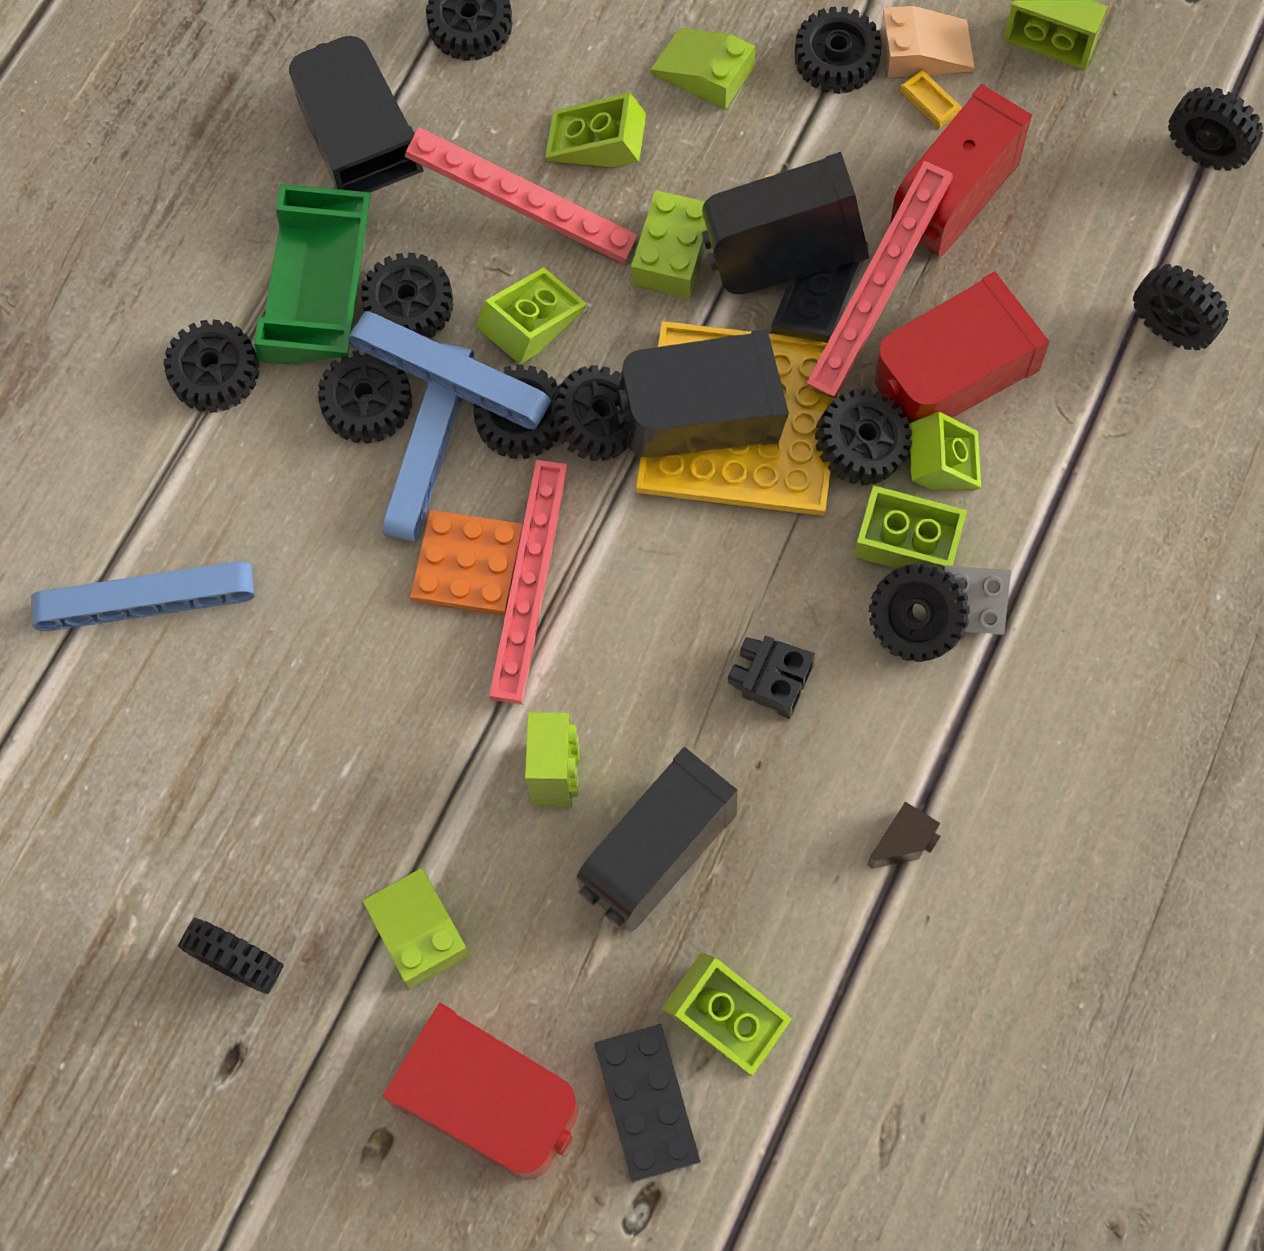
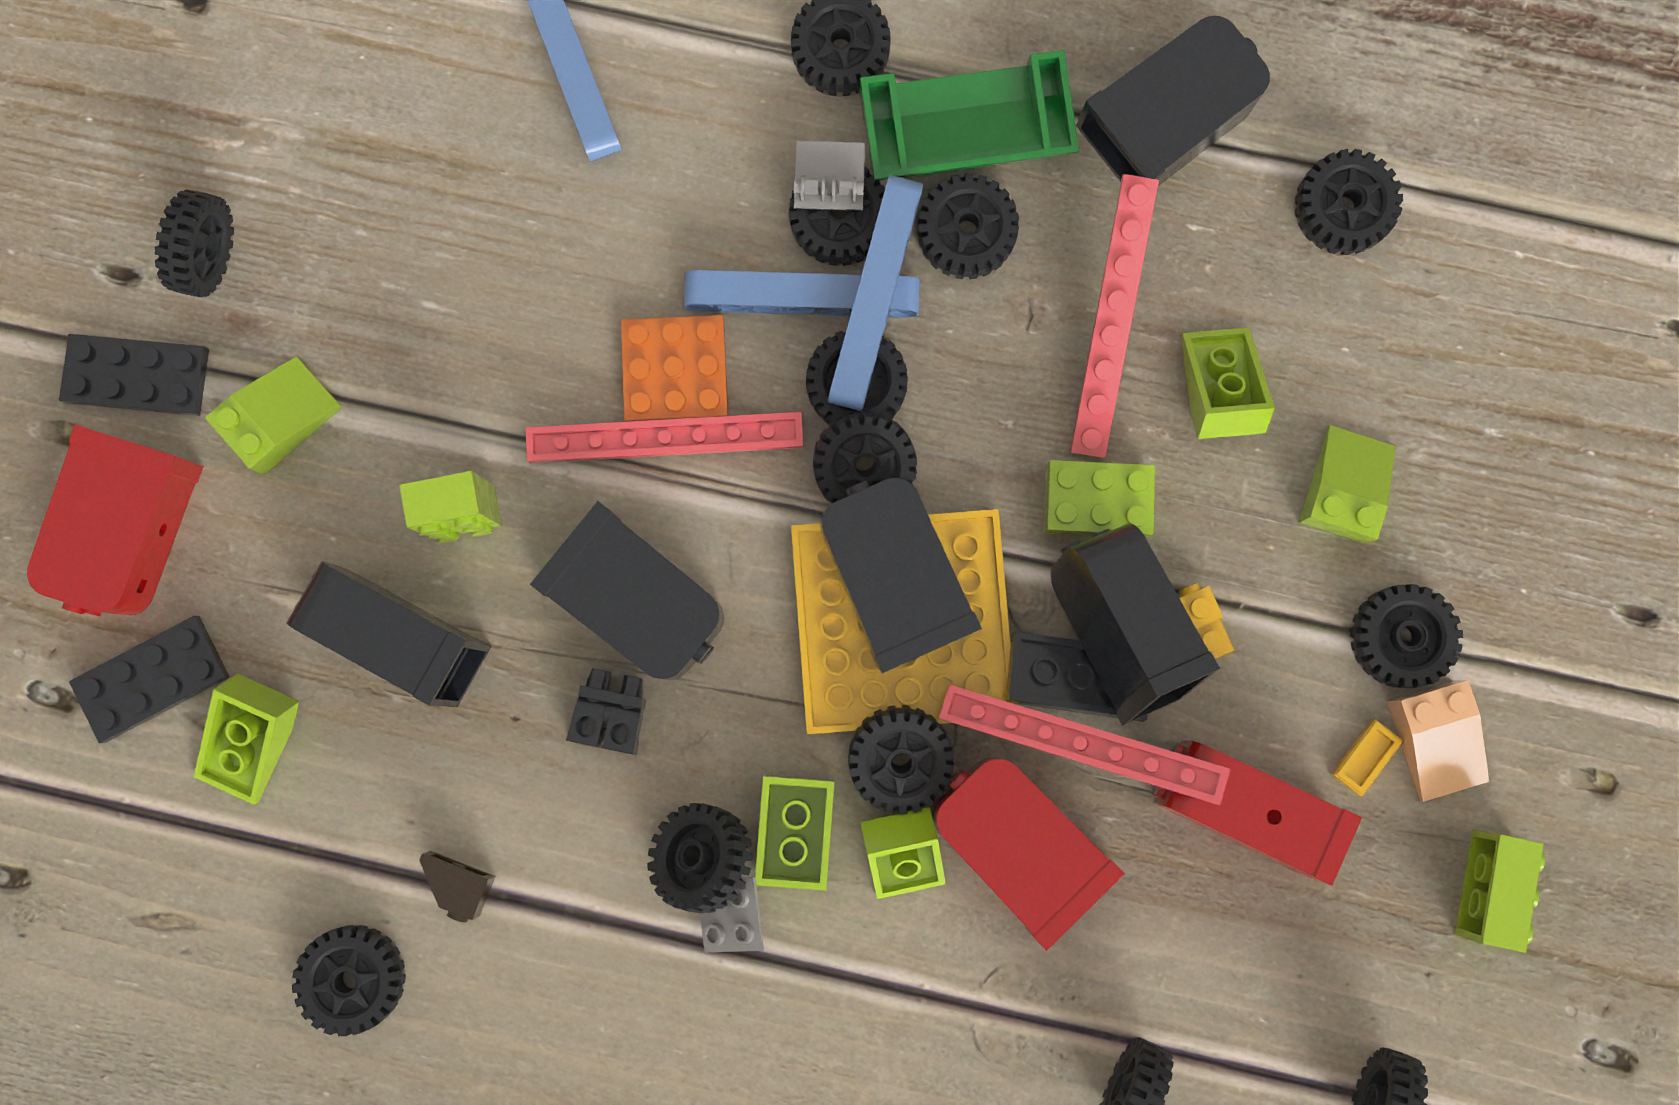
camera: 75 degrees right, 15 degrees up
(333, 388) = (829, 175): none -> light grey hinge
(337, 1063) = (134, 374): none -> black plate
(529, 314) = (977, 364): lime slope -> none
(670, 625) = (631, 596): none -> black piece
(995, 937) = (322, 987): none -> black wheel

